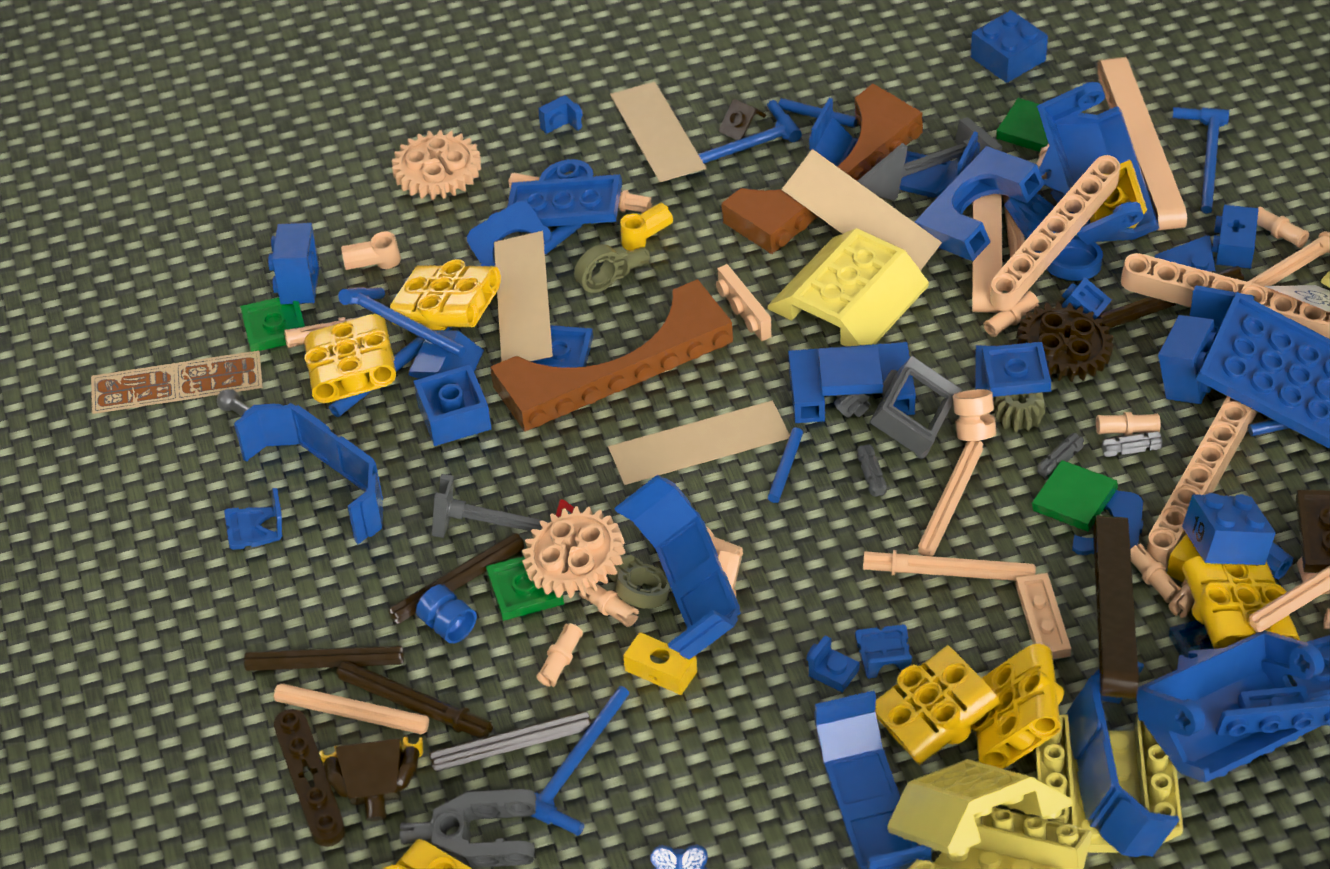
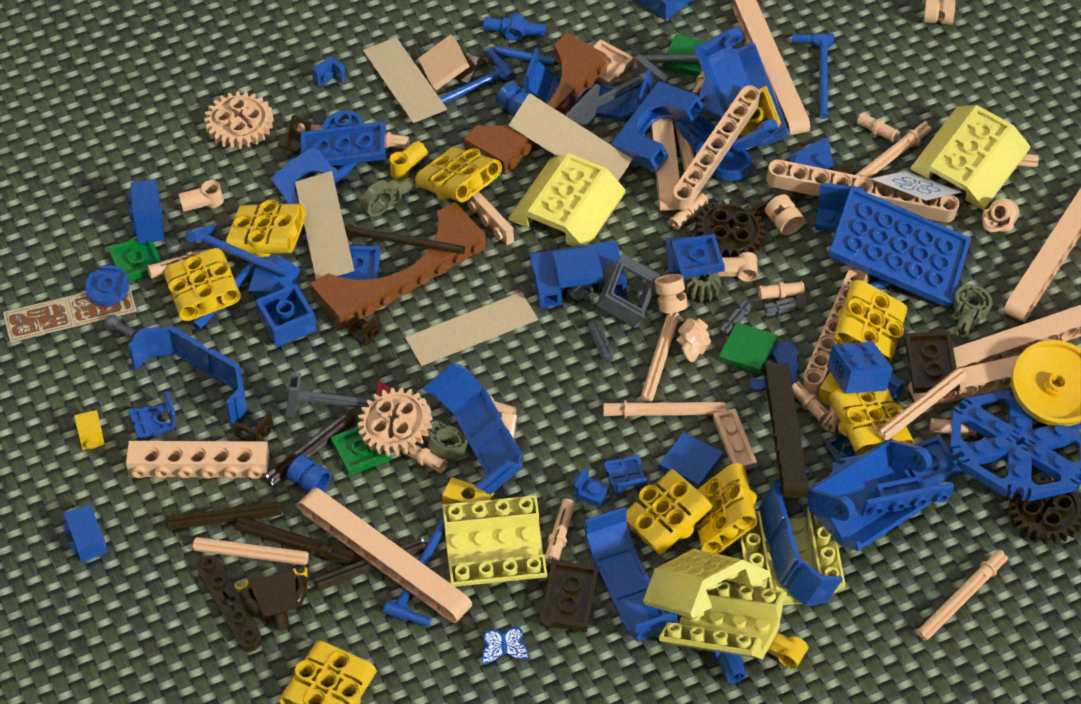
camera: 10 degrees left, 5 degrees up
(132, 665) = (85, 533): none -> blue brick
(167, 530) = (89, 430): none -> yellow brick
(229, 352) = (107, 285): none -> blue tile
(302, 580) = (180, 459): none -> light nougat brick
(391, 552) = (255, 435): none -> dark brown bracket
(470, 807) = (357, 613): dark grey piece -> none
(499, 194) = (292, 140): none -> dark brown bracket
(532, 731) = (385, 555): none -> light nougat beam
(557, 307) = (402, 239): none -> dark brown bar
(559, 655) = (395, 498): light nougat pin -> none
(560, 432) = (369, 328): none -> dark brown bracket
(686, 724) = (494, 541): none -> light yellow slope
(708, 245) = (458, 174): none -> yellow connector
(709, 112) = (443, 62): none -> light nougat tile
(777, 729) = (557, 539): none -> light nougat pin
(783, 810) = (569, 595): none -> dark brown plate
(785, 465) = (537, 342): blue bar -> none
(788, 157) = (511, 97): none -> blue wheel
(808, 77) = (514, 27): none -> blue pin
(936, 128) = (617, 62): none -> light nougat tile
(979, 637) = (691, 459): none -> blue tile
(999, 476) = (693, 338): none -> light nougat head
(1010, 126) = (685, 58): none -> flat silver bar
(1078, 389) = (742, 267): none -> light nougat piece
(1086, 295) = (741, 193): blue bracket -> none
(1141, 327) = (784, 215): none -> light nougat wheel
(1183, 357) = (818, 237): blue brick -> none
(1237, 236) = (847, 137): blue brick -> none
(1251, 464) = (871, 317): none -> yellow connector

